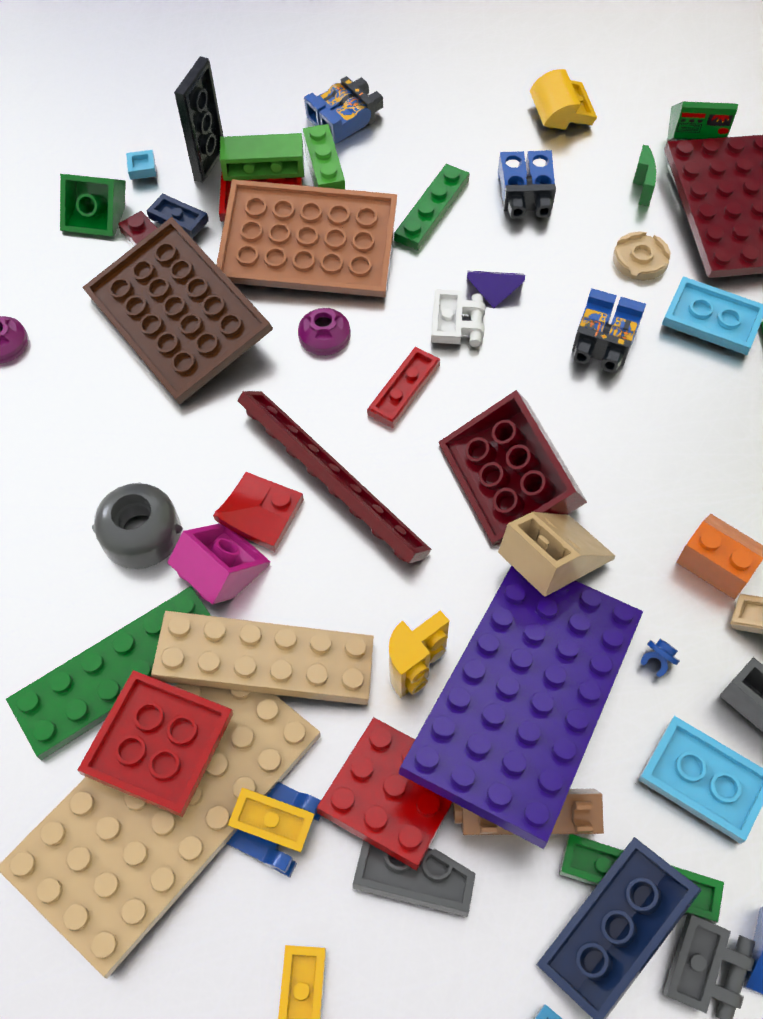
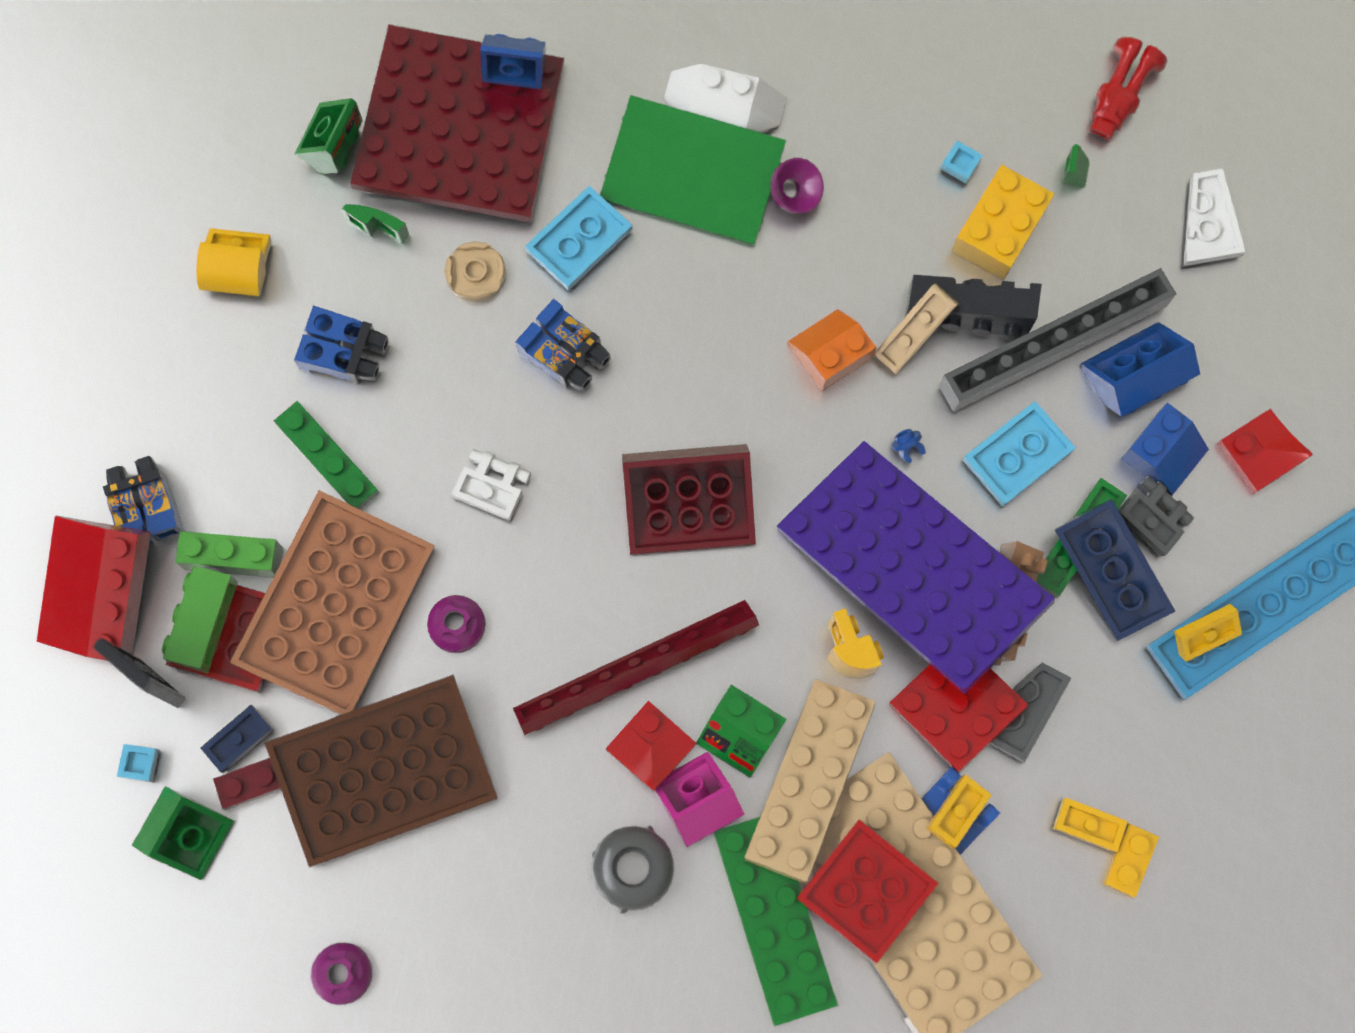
camera: 75 degrees left, 15 degrees up
(269, 97) = (92, 586): none -> red slope
(299, 581) = (740, 731): none -> green slope
(403, 387) = (554, 565): red tile -> none
(495, 285) = (459, 429): dark purple slope -> none
(551, 550) = (793, 492): tan slope -> none

